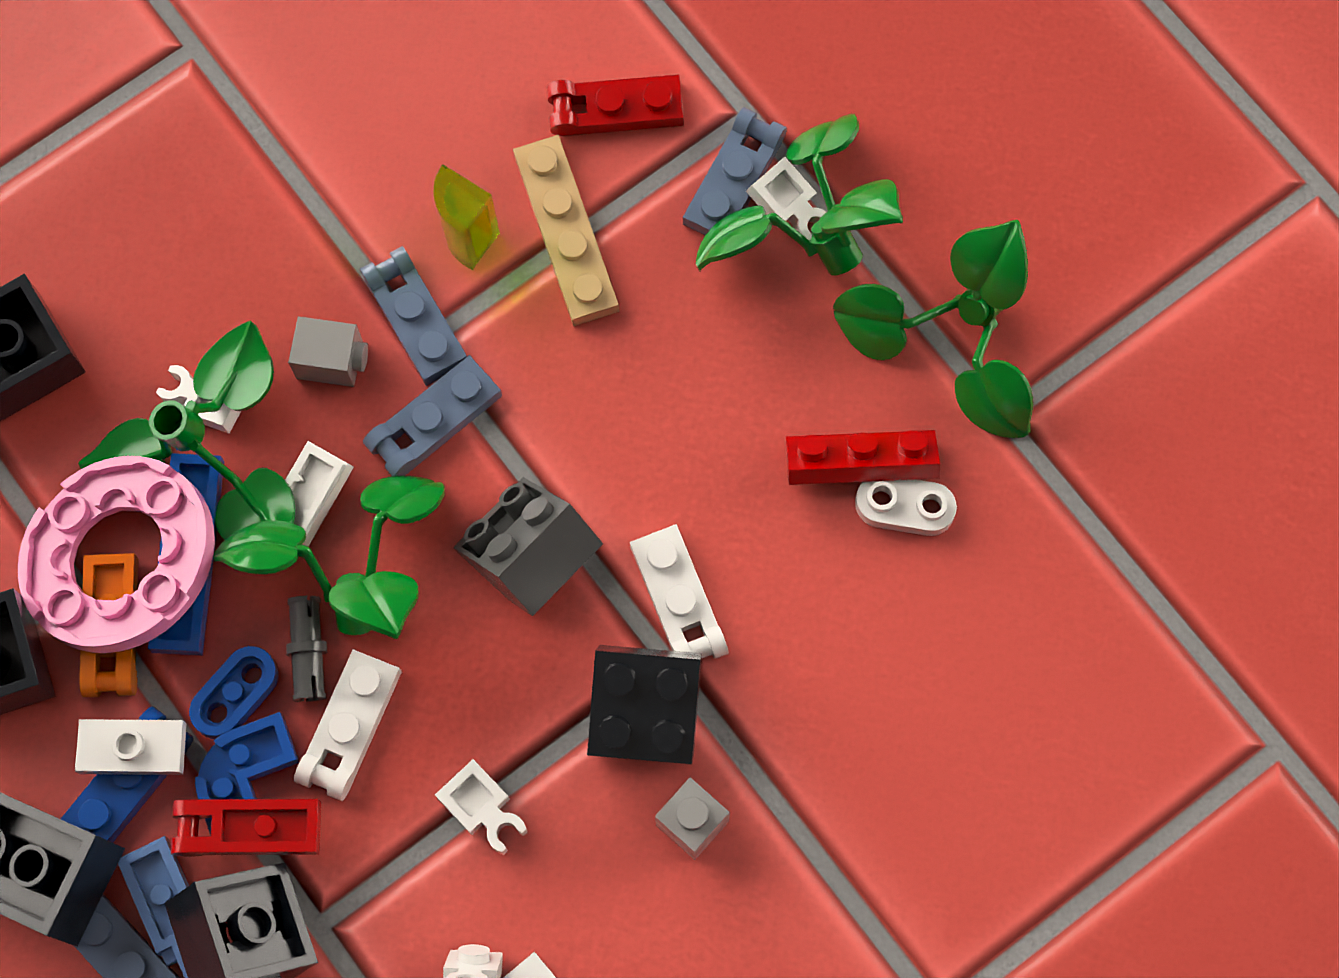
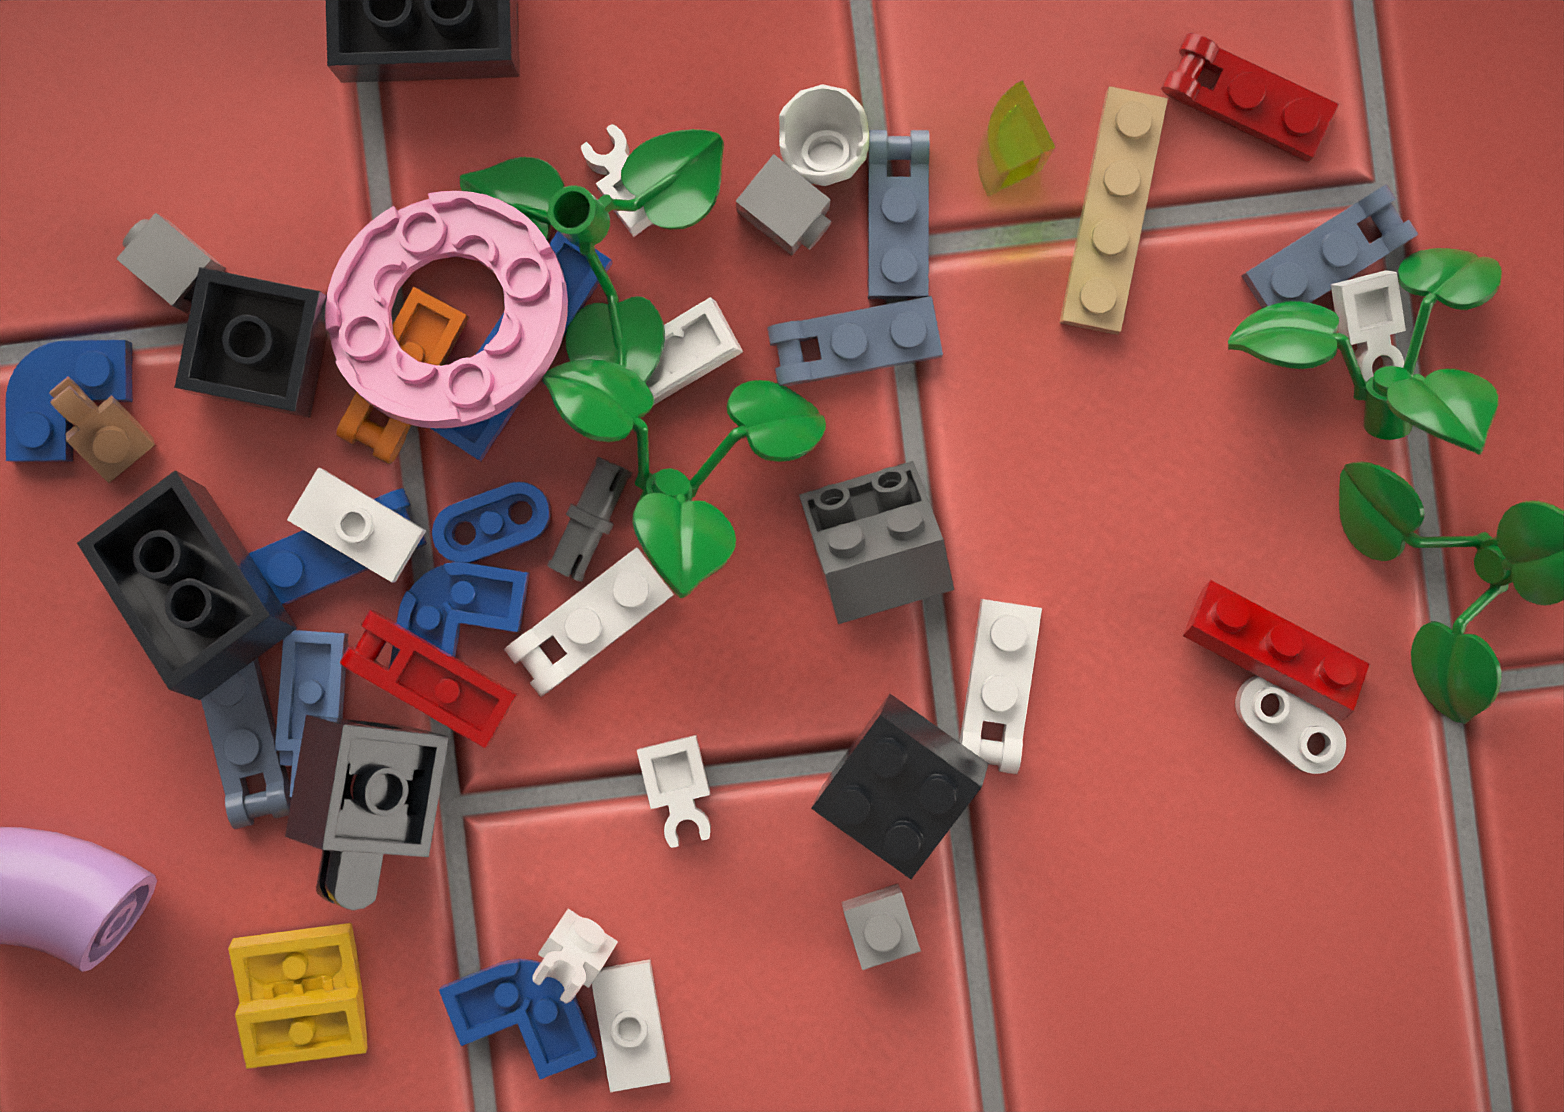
camera: 25 degrees right, 15 degrees up
(327, 285) = (823, 134): none -> white hair

